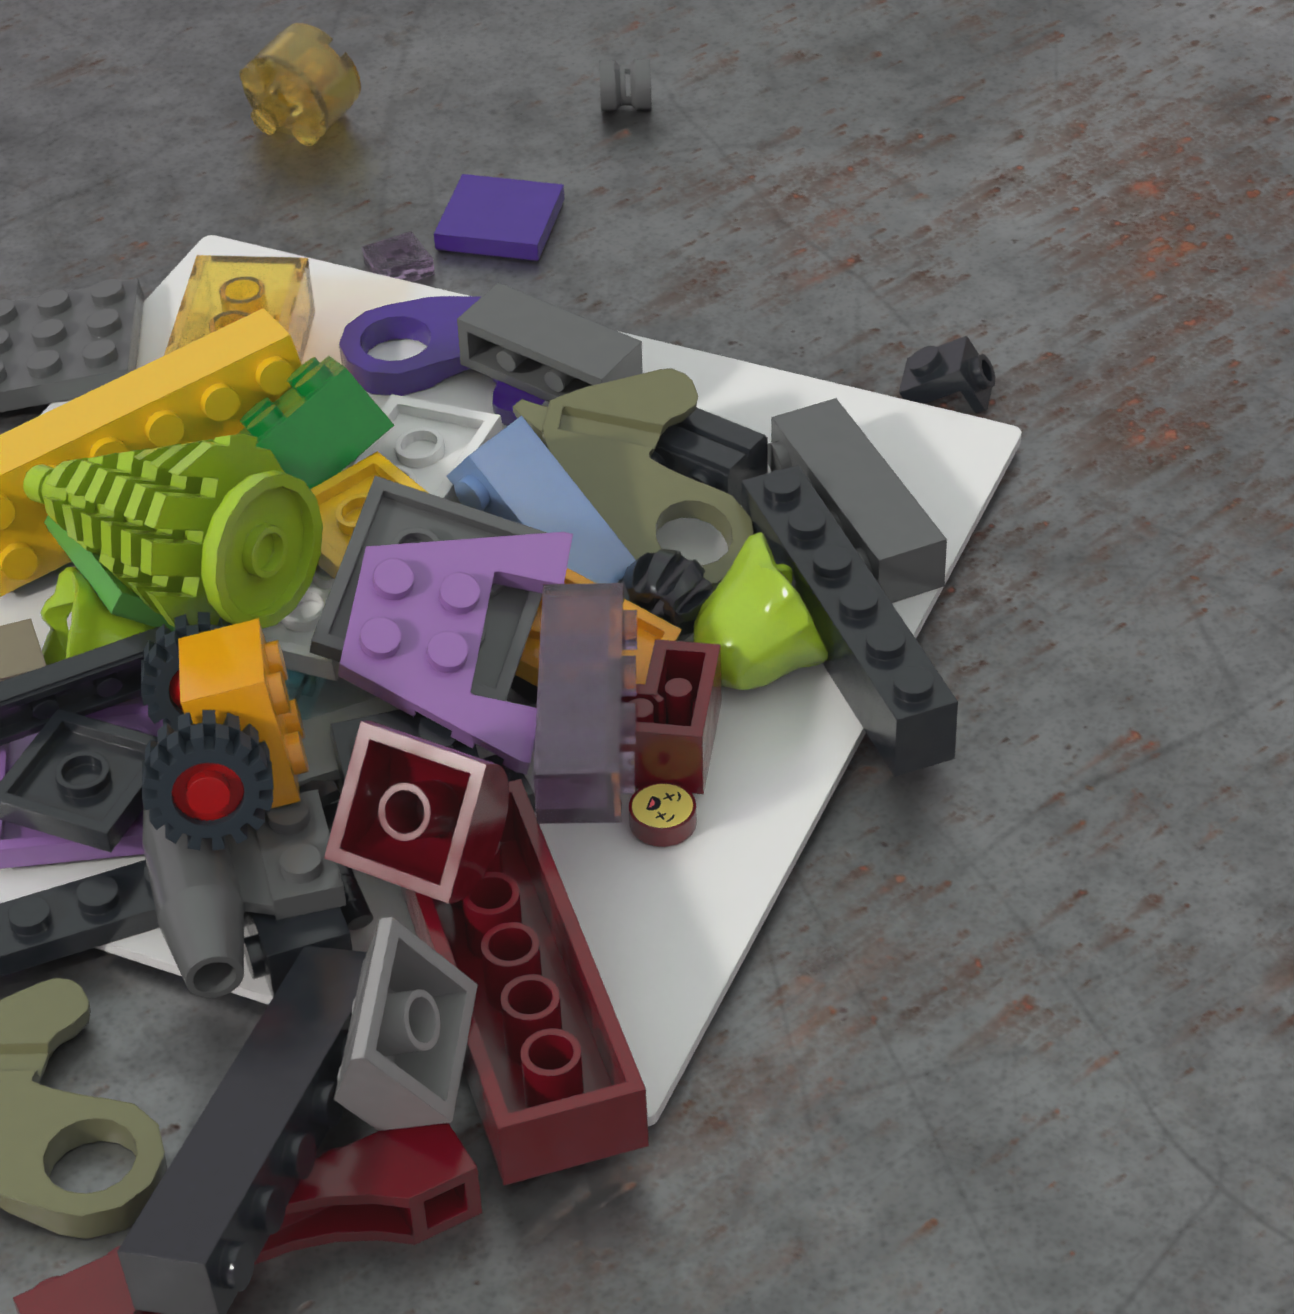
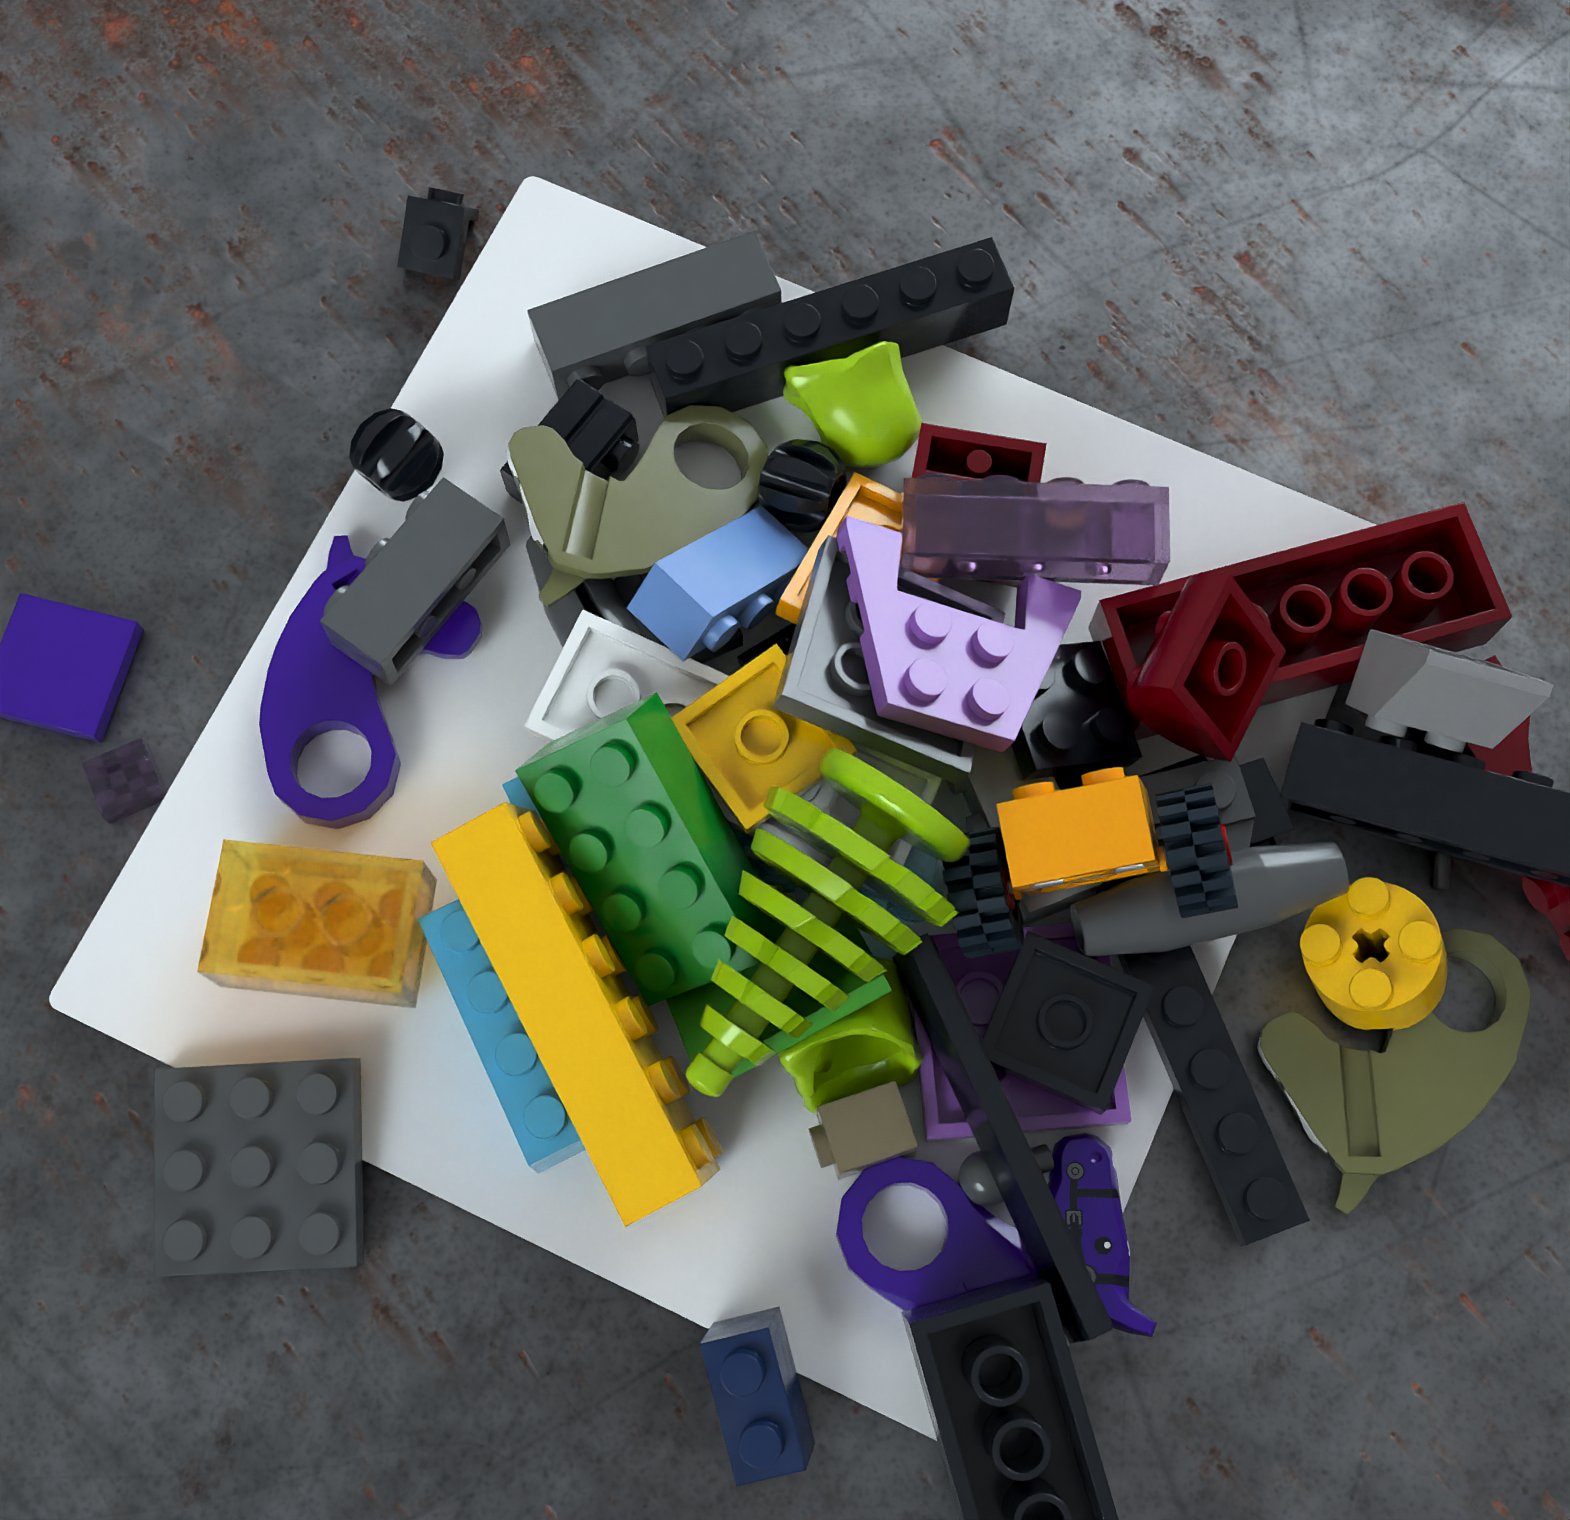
camera: 90 degrees left, 30 degrees up
(128, 1047) = (1369, 992): none -> yellow brick
(689, 342) = (396, 454): none -> black piece

